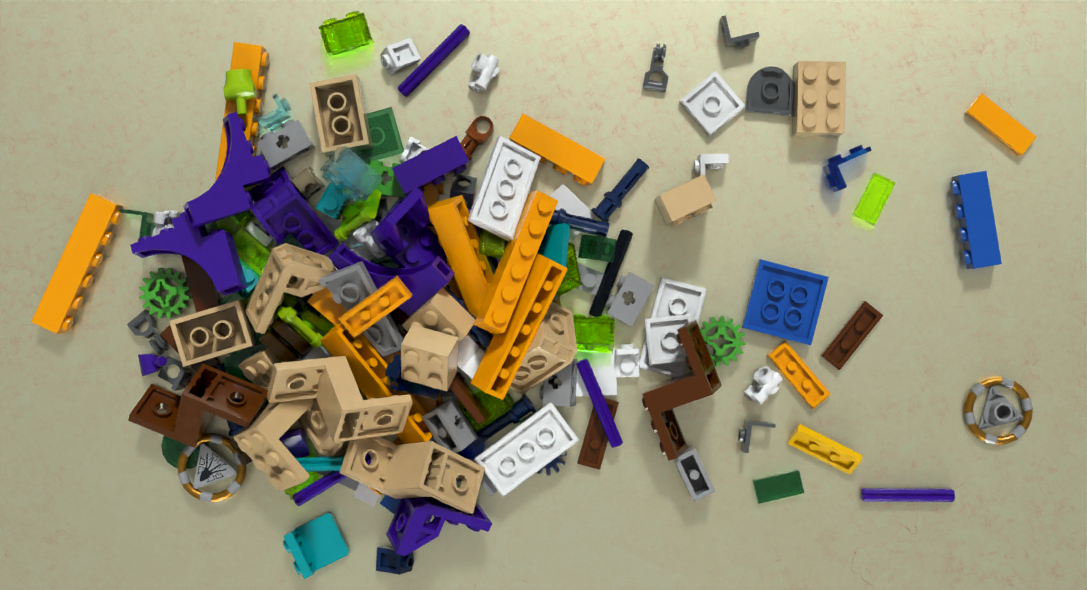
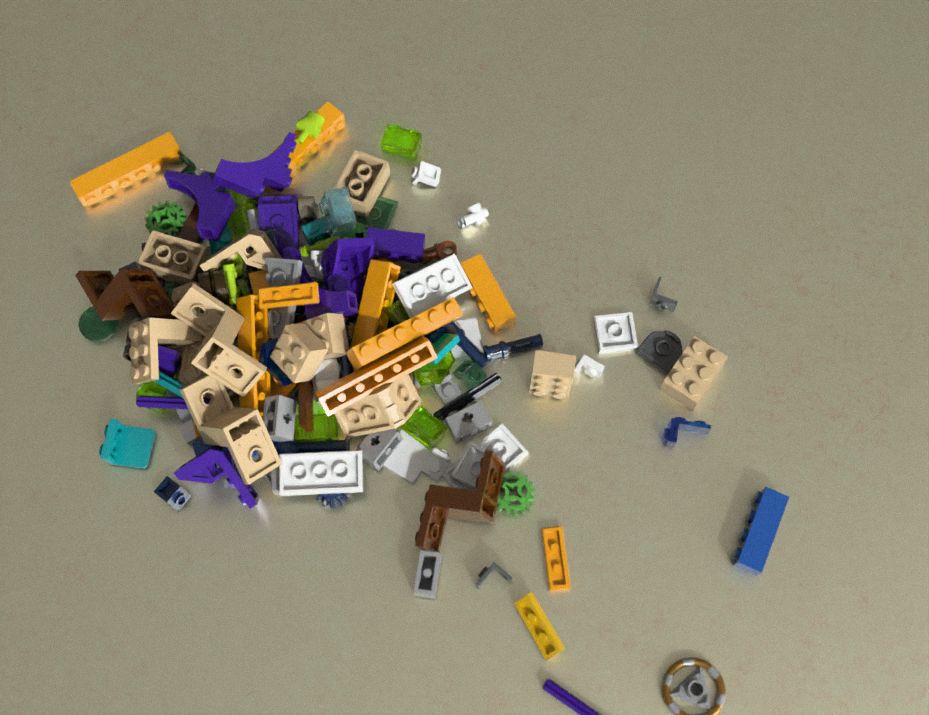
camera: 35 degrees right, 20 degrees down
(151, 363) = (120, 257): dark purple piece -> none
(159, 343) = (135, 245): dark grey piece -> none
(210, 468) = (101, 346): piece -> none
(275, 118) = (320, 161): clear light blue bracket -> none
(278, 155) = (312, 180): light grey brick -> none
(433, 60) = (445, 191): dark purple axle -> none
(595, 439) = (380, 502): reddish brown tile -> none
(599, 403) = (395, 479): dark purple axle -> none
(658, 52) = (600, 276): dark grey piece -> none
(766, 384) = (527, 546): white plate -> none
(778, 486) = (485, 632): clear green tile -> none
(785, 302) = (579, 497): blue plate -> none
(851, 335) = (614, 555): reddish brown tile -> none
(873, 198) = (692, 468): clear neon green tile -> none
(1000, 124) = (820, 476): light orange tile -> none

